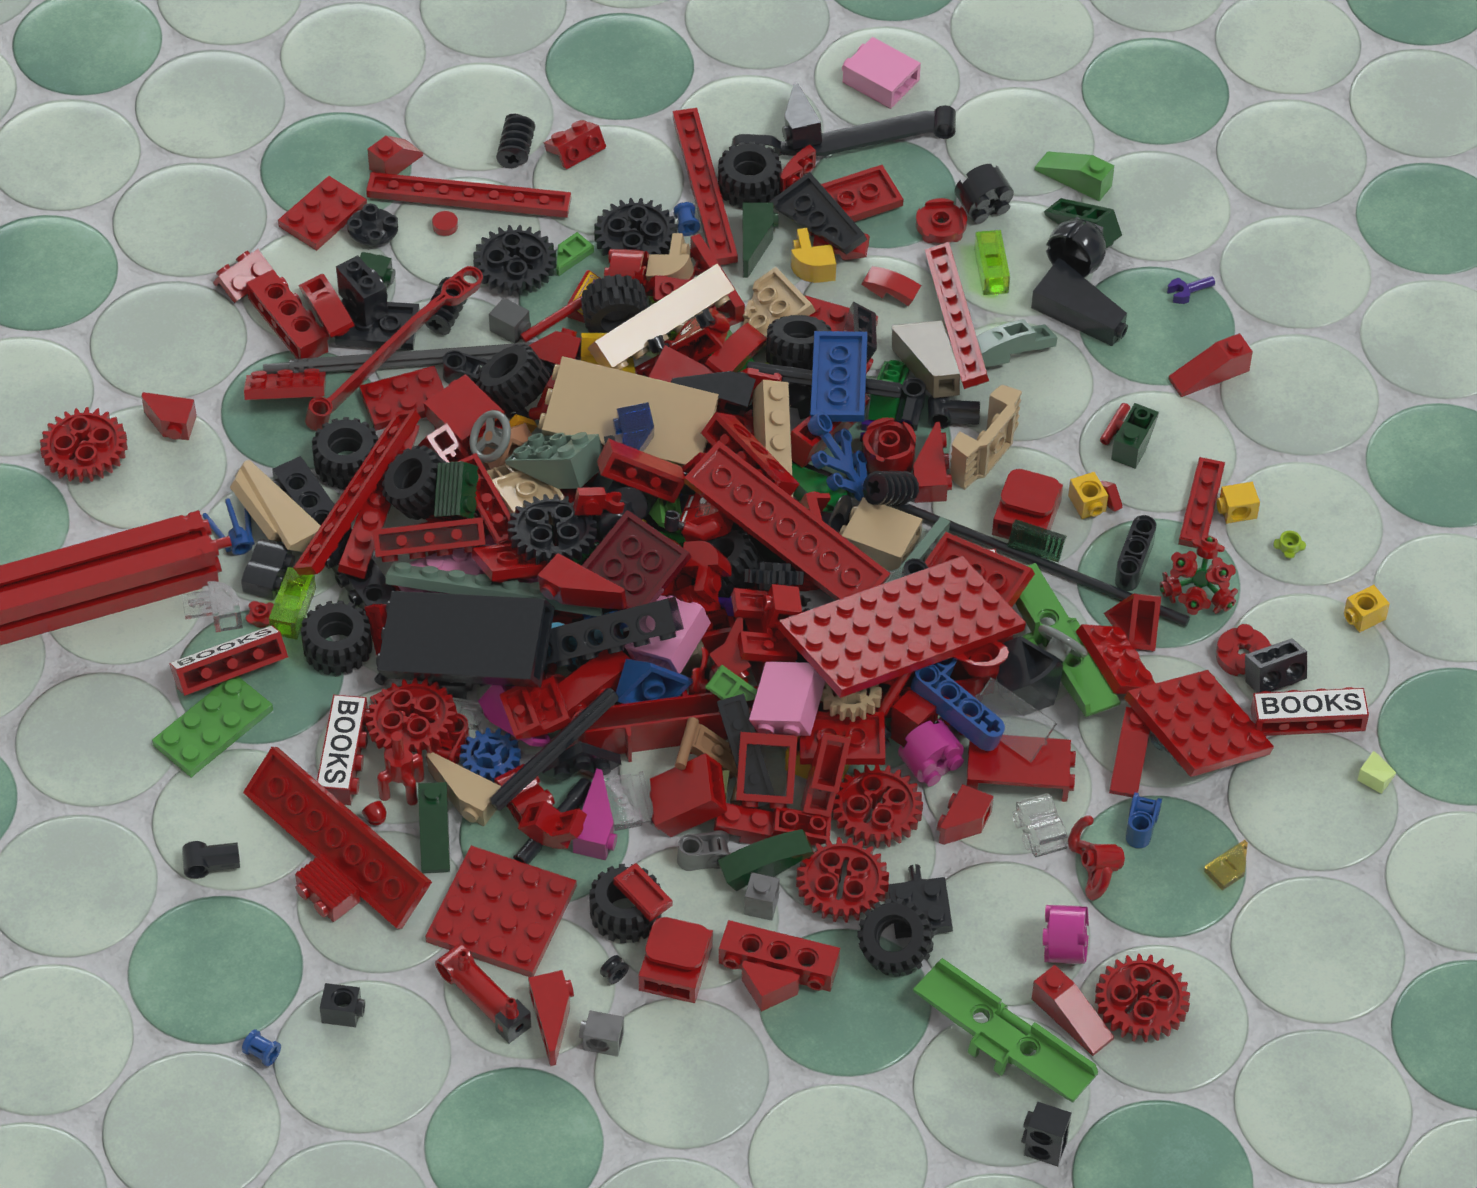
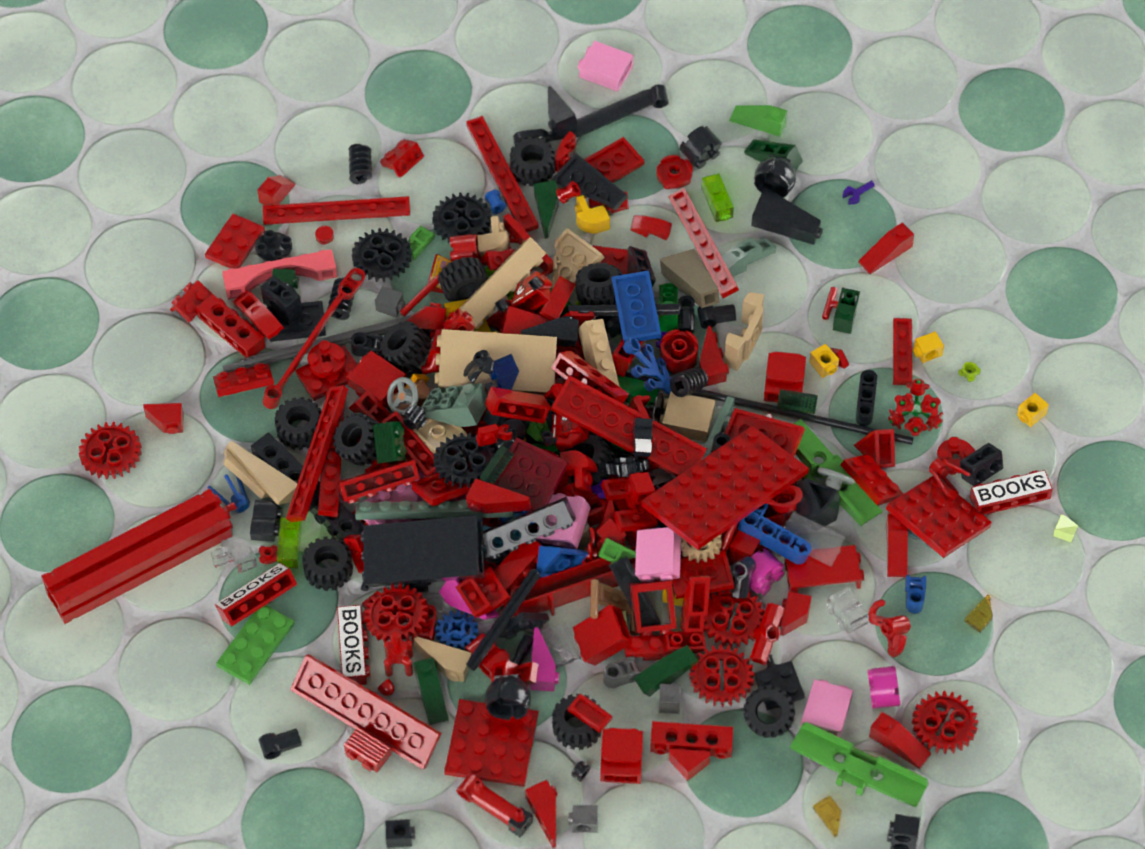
camera: 10 degrees left, 5 degrees up
(400, 366) = (323, 350): none -> red plate
(420, 258) = (313, 265): none -> coral arch
(497, 465) = (414, 418): none -> black gear
(534, 851) = (508, 697): none -> black piece
(591, 541) = (496, 465): none -> clear green tile
(592, 352) = (459, 321): none -> red brick
(606, 407) = (481, 363): none -> black plate
(787, 220) = (568, 192): none -> red bush
(801, 539) = (642, 437): none -> black leg
(900, 750) = (742, 577): none -> black piece
(926, 823) = (766, 633): none -> red piece
(949, 1091) = (829, 814): none -> clear yellow tile
(982, 946) = (828, 706): none -> bright pink brick
(1216, 663) = (939, 470): none -> red plant

